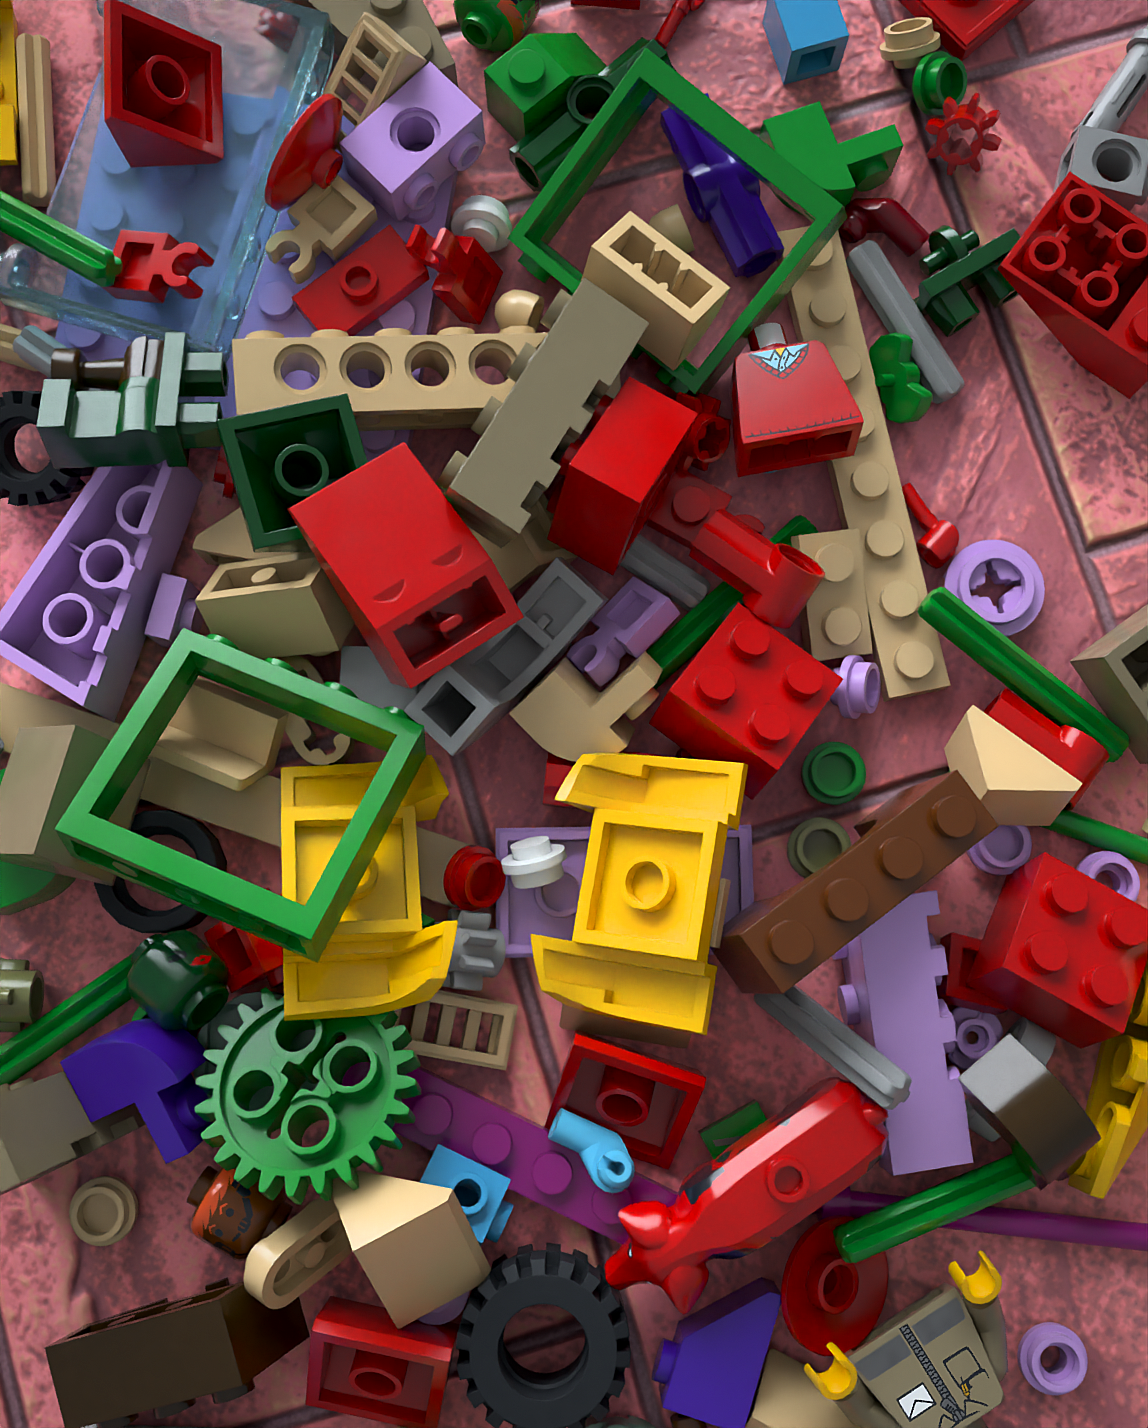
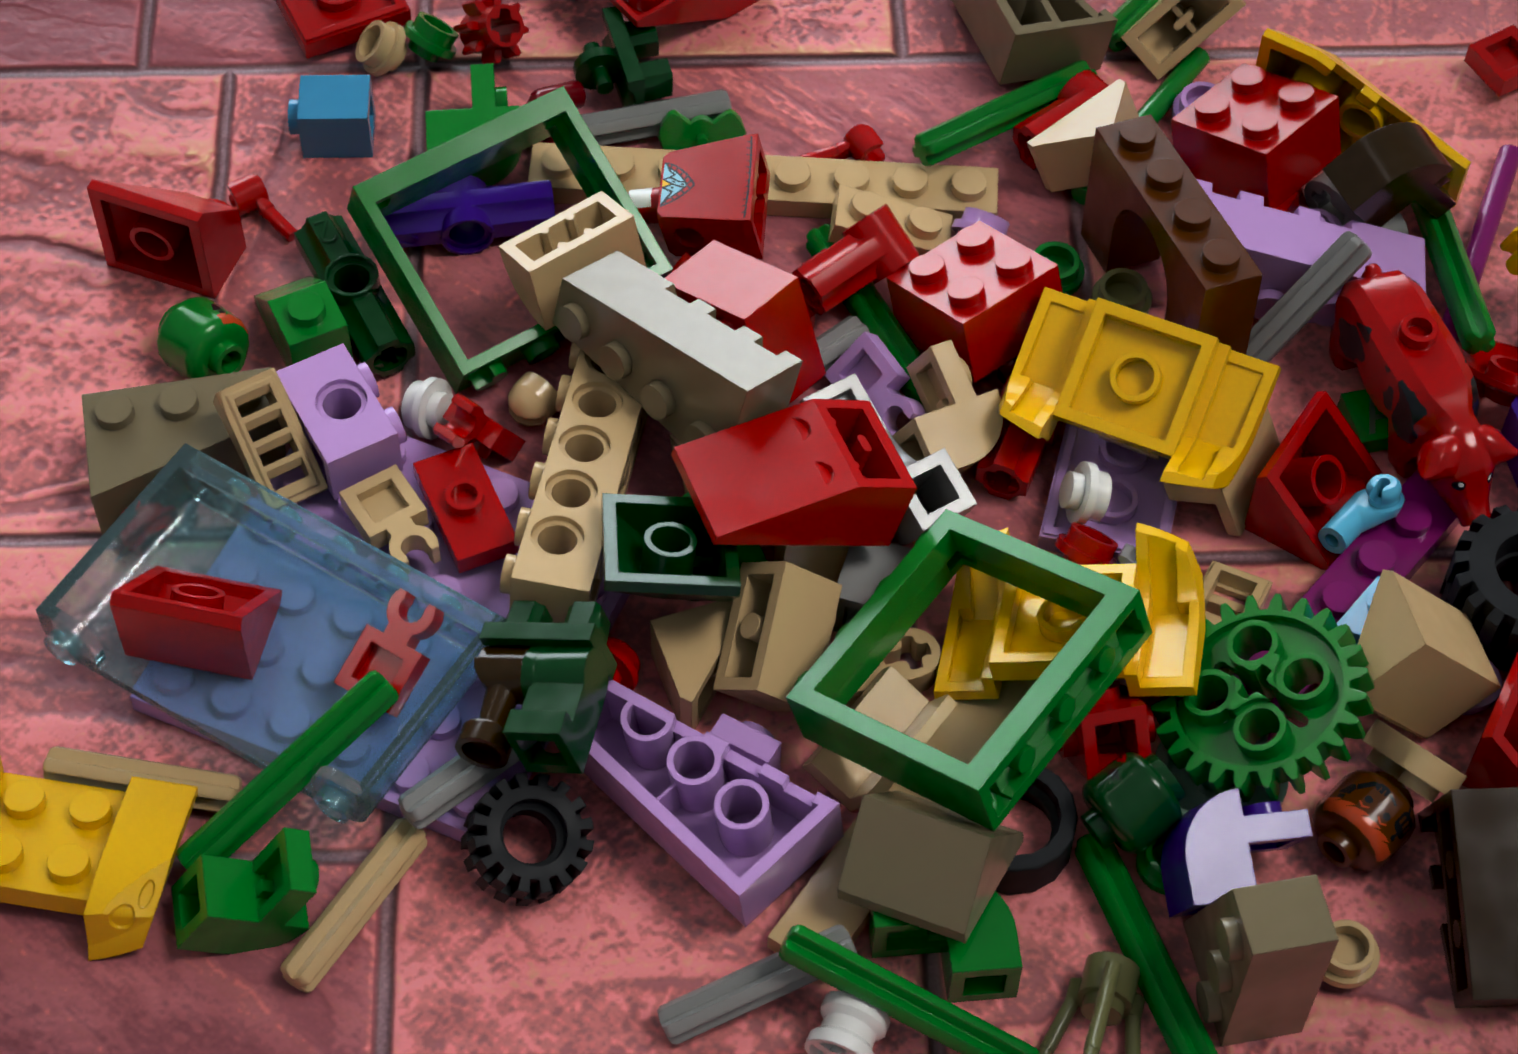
camera: 75 degrees left, 25 degrees down
(307, 154) = (325, 485): red dish -> none
(672, 226) = (489, 267): tan hinge -> none
(1007, 566) = (899, 105): lavender gear -> none

